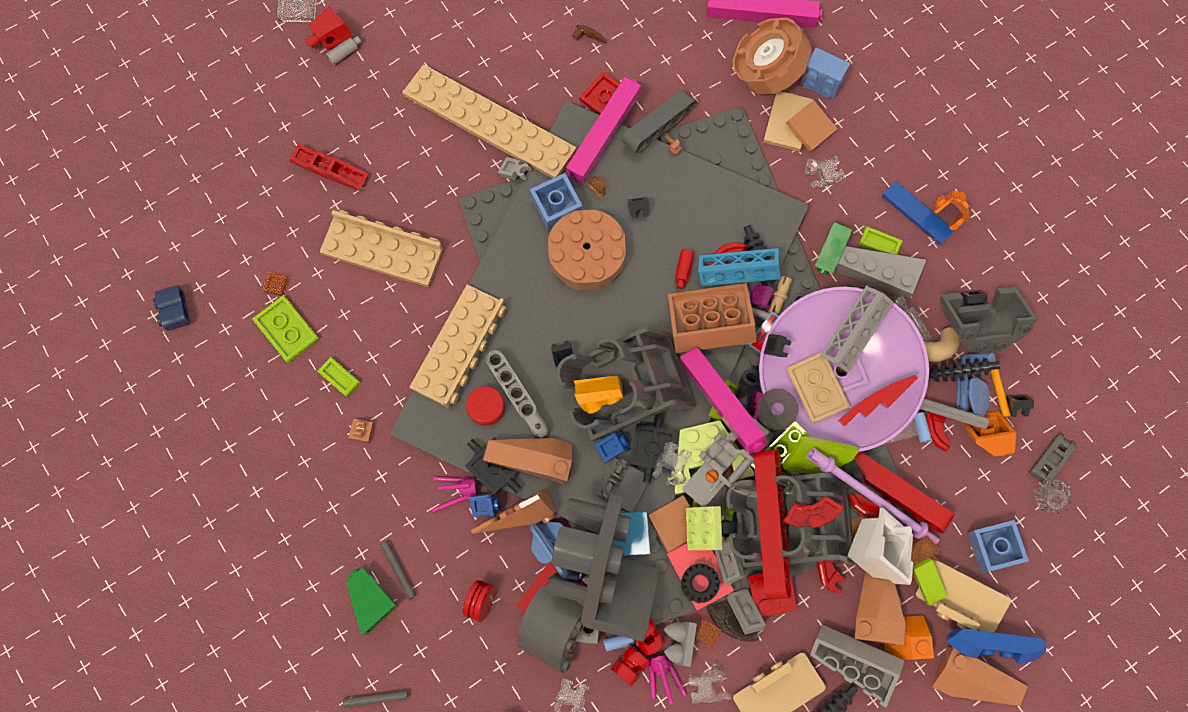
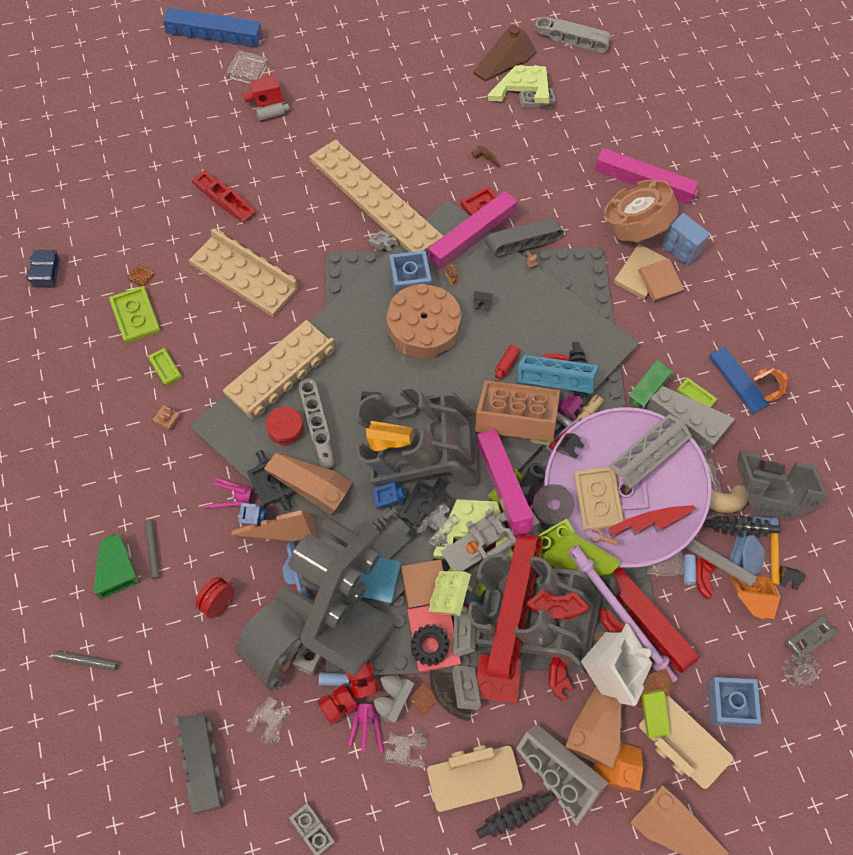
camera: 10 degrees right, 10 degrees down
(825, 170) = (664, 321): clear animal -> none
(836, 430) = (603, 538): none -> nougat hand
(976, 643) = (699, 793): blue brick -> none

